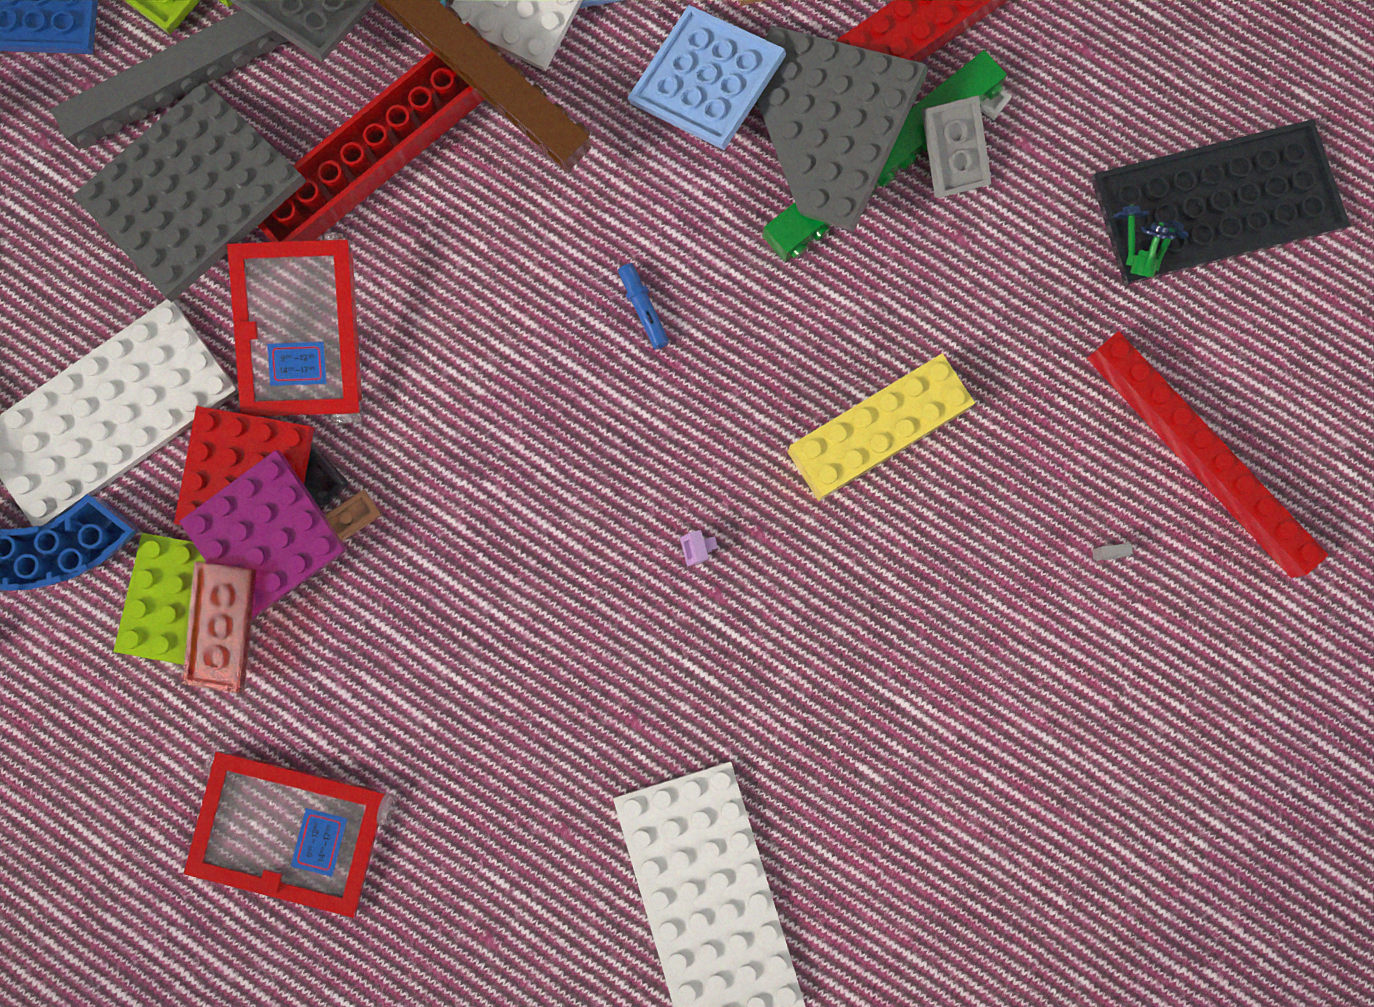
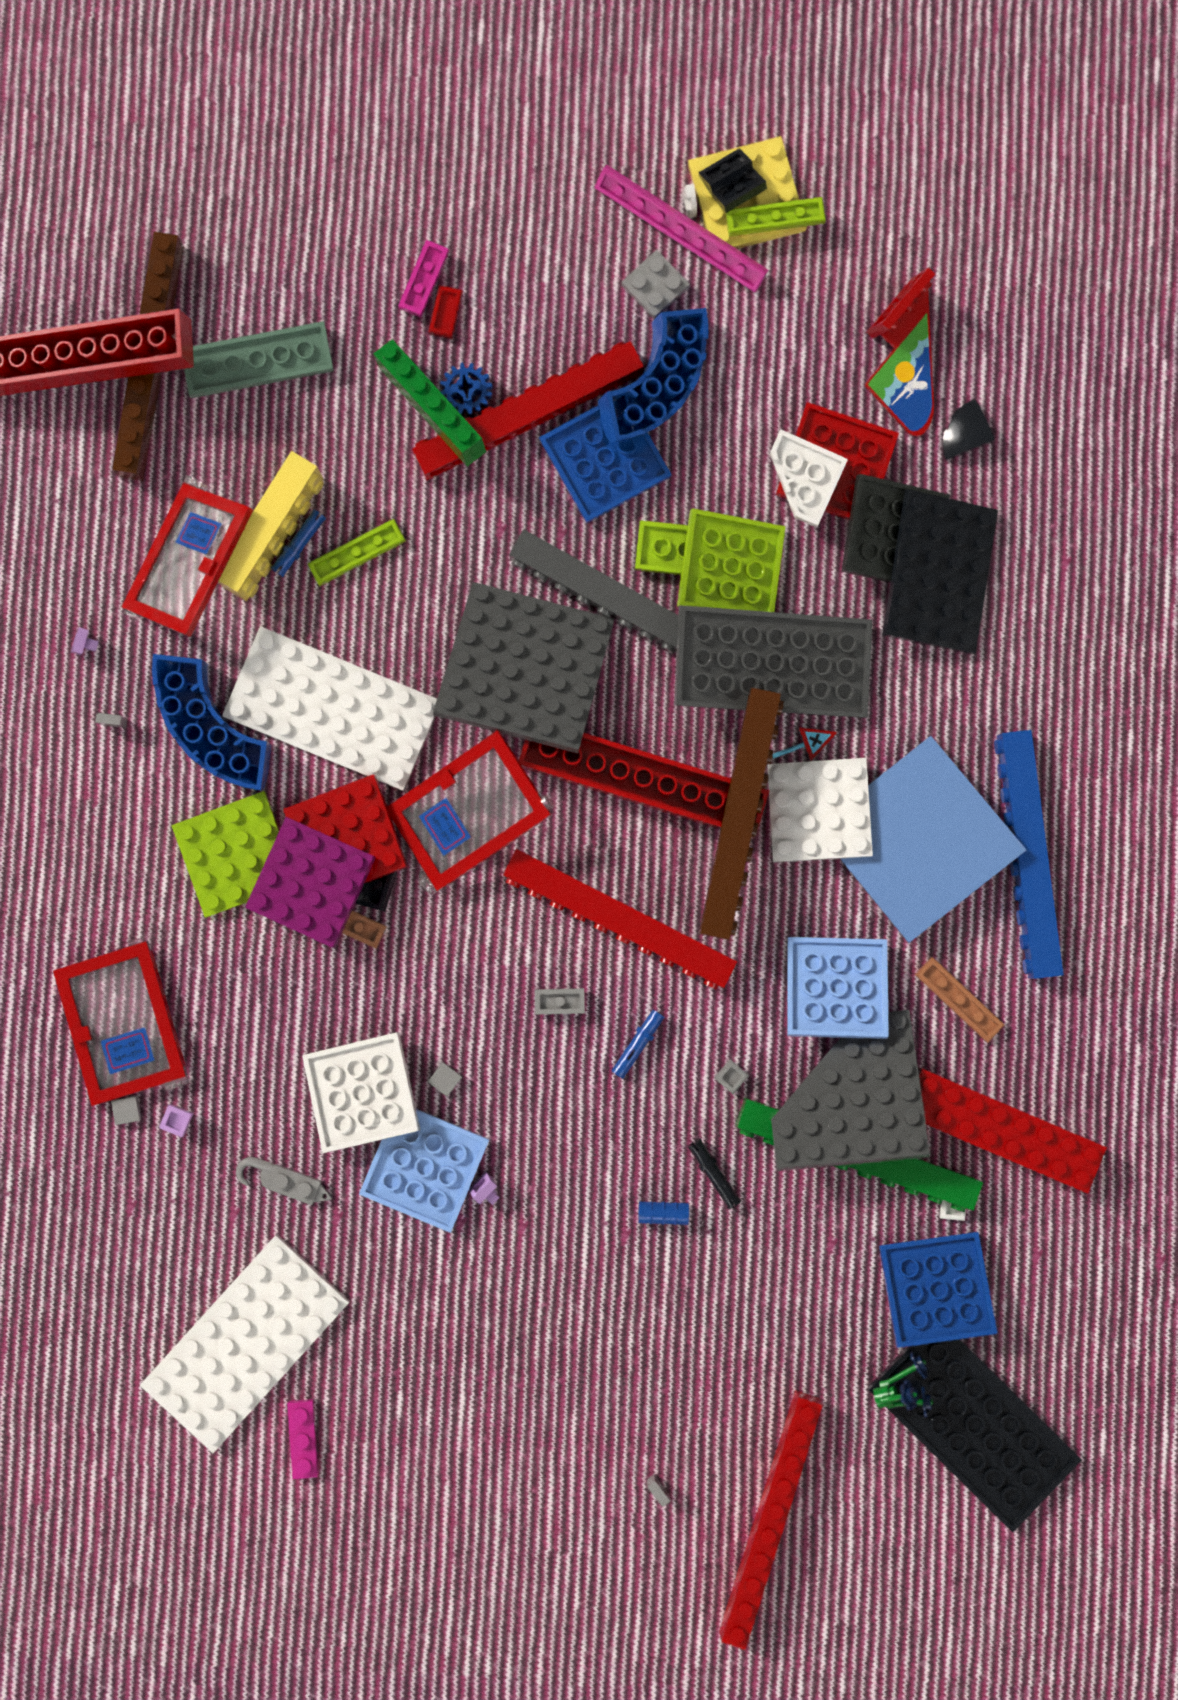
camera: 55 degrees right, 5 degrees up
(219, 626) = (230, 892): clear red tile -> none
(382, 882) = (126, 1110): none -> light grey tile
(424, 832) = (176, 1120): none -> lavender tile
(504, 250) = (619, 918): none -> red brick
(517, 615) = (361, 1092): none -> white plate
(551, 358) = (559, 1001): none -> light grey plate
(559, 522) = (445, 1079): none -> light grey tile
(561, 755) = (285, 1181): none -> light grey plate
(635, 597) = (426, 1171): none -> light blue plate
(733, 235) = (731, 1076): none -> light grey tile
(820, 307) = (708, 1164): none -> black pin
(830, 380) = (663, 1213): none -> blue axle
(846, 898) = (303, 1439): none -> dark pink plate
(880, 427) = (650, 1270): light yellow brick -> none
(956, 146) = (894, 1205): light grey plate -> none
(1065, 156) = (937, 1289): none -> blue plate

